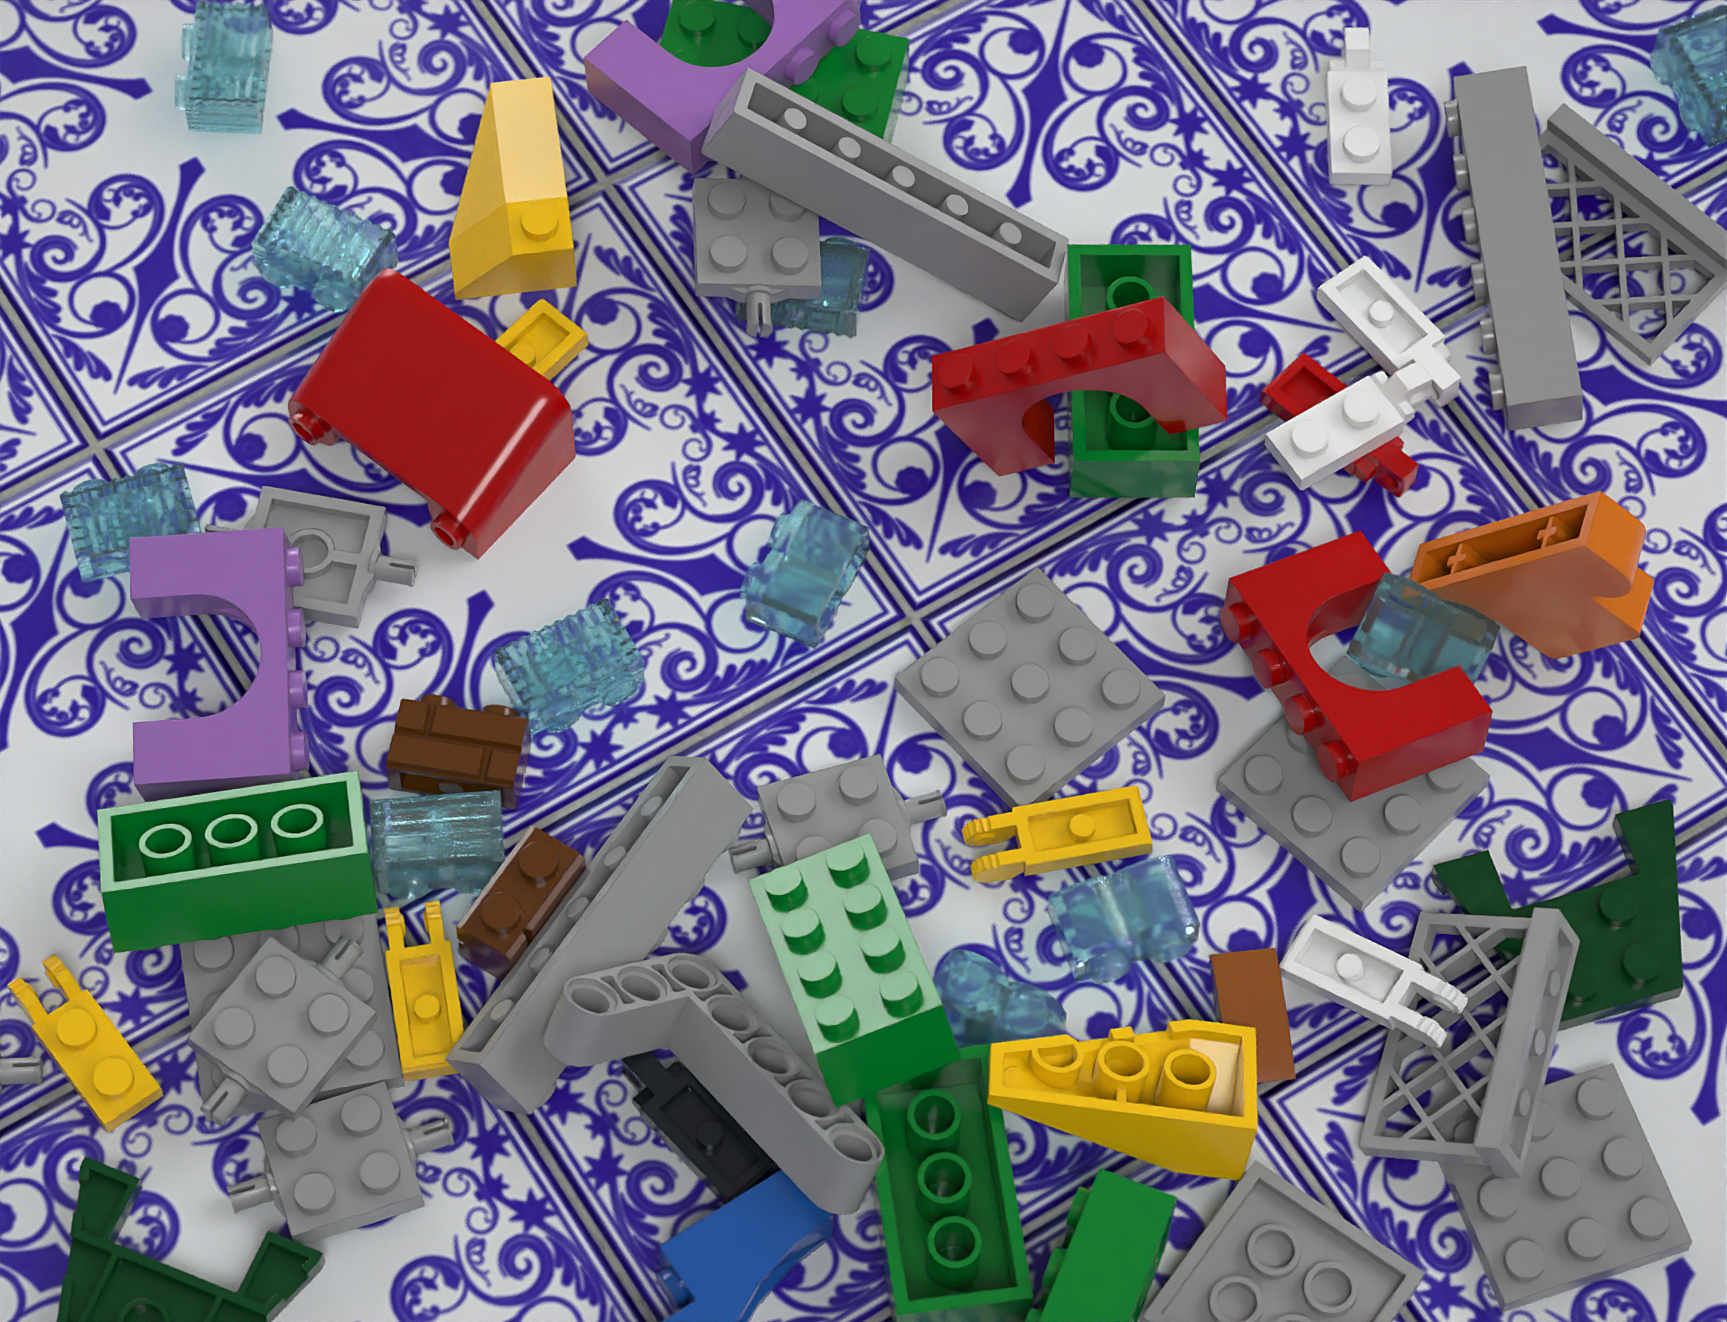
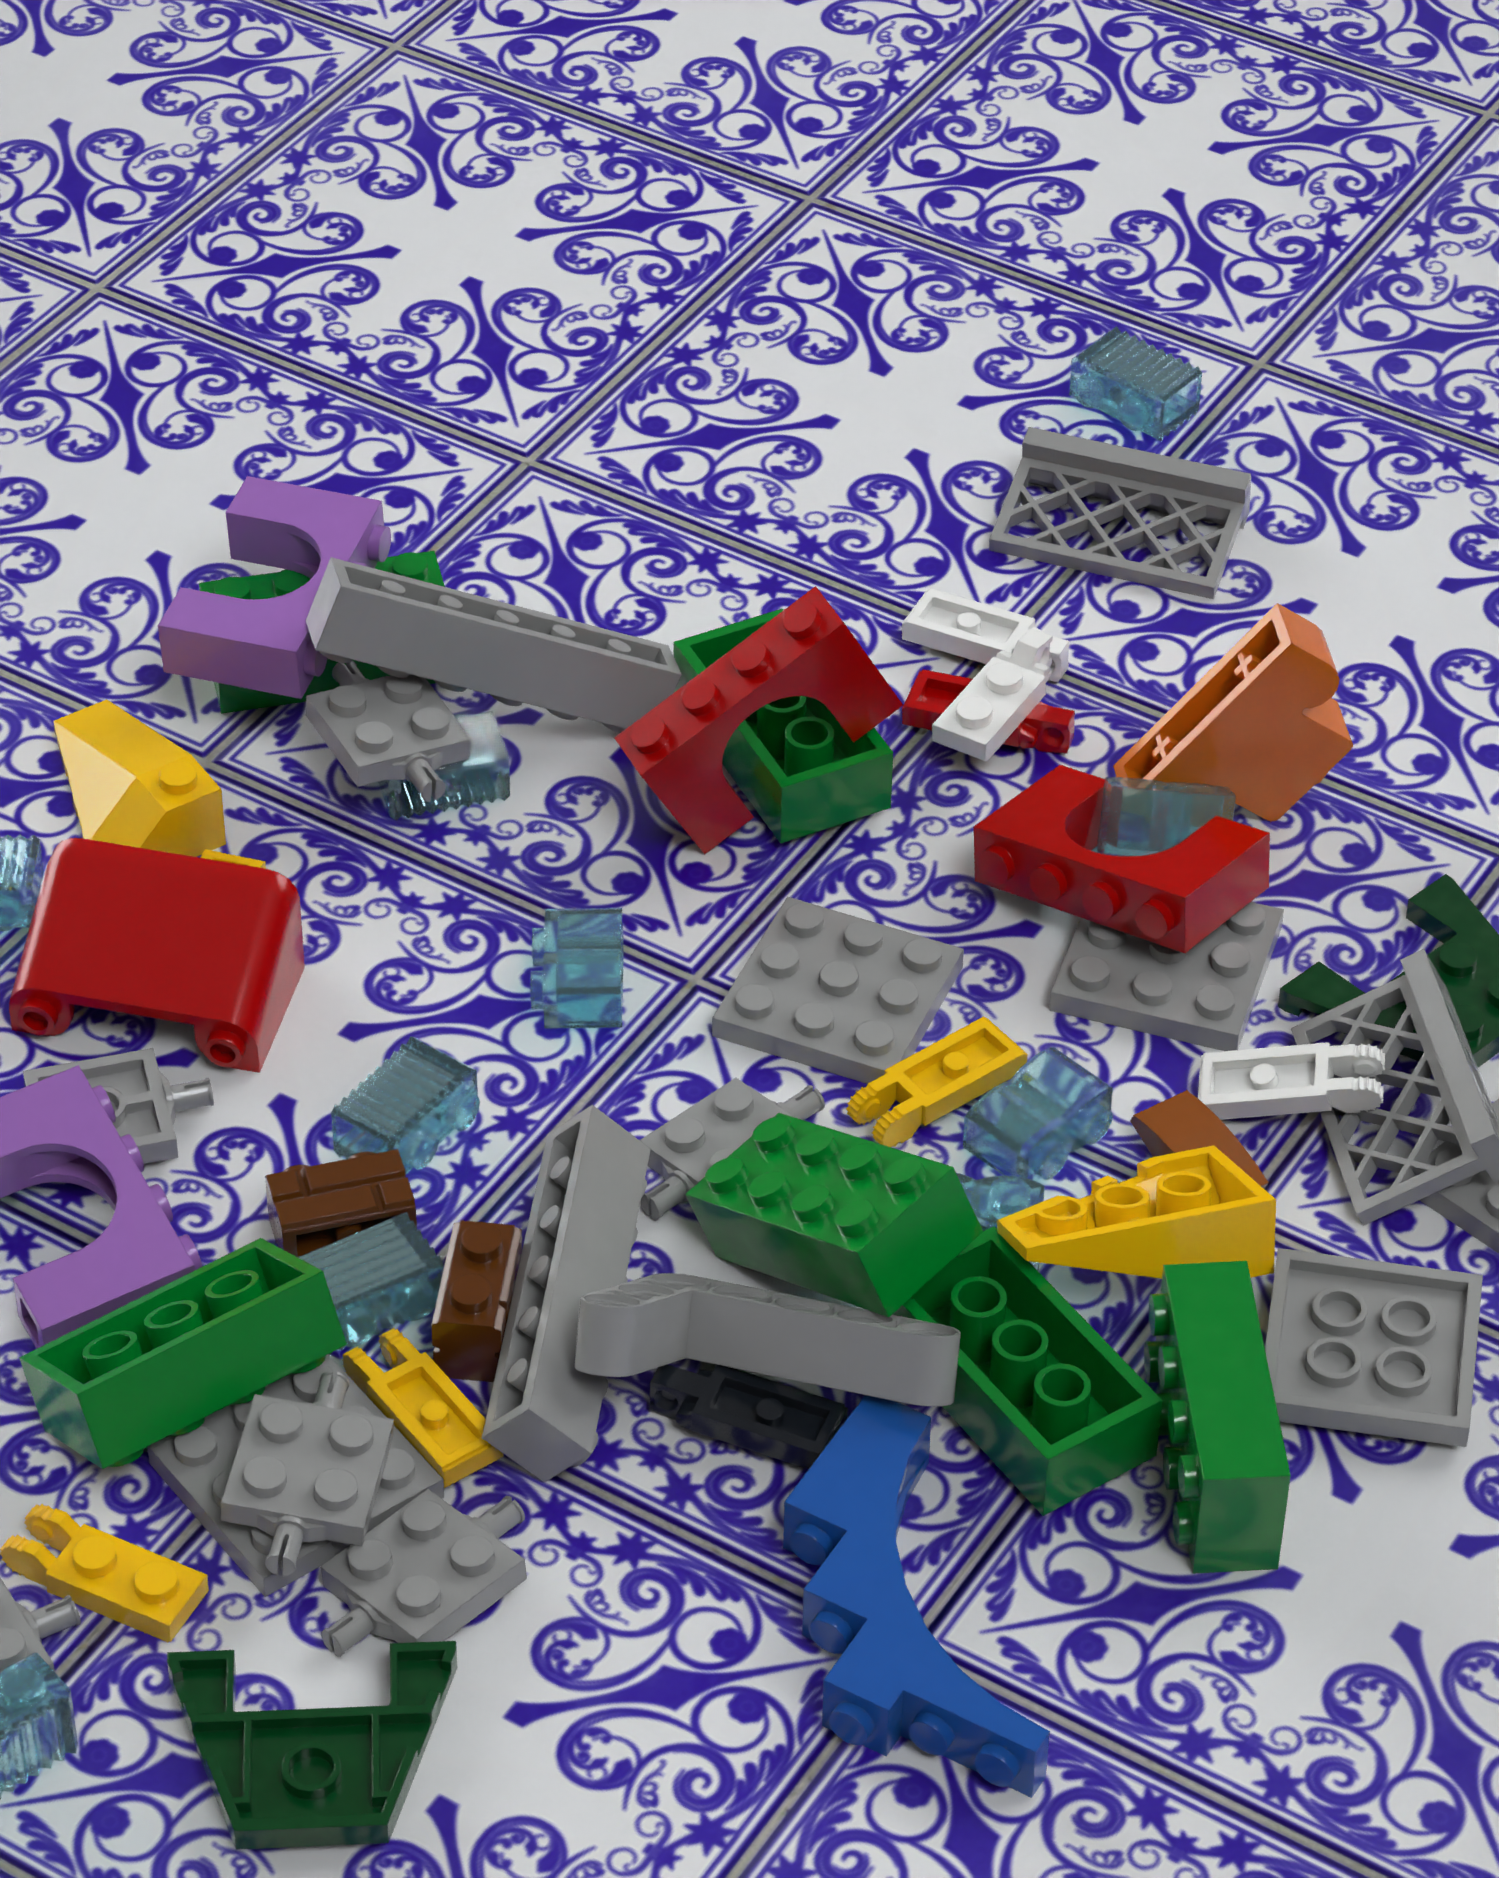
camera: 25 degrees left, 20 degrees down
(1358, 115) = (851, 504): white hinge -> none
(1516, 248) = (1057, 540): light grey brick -> none

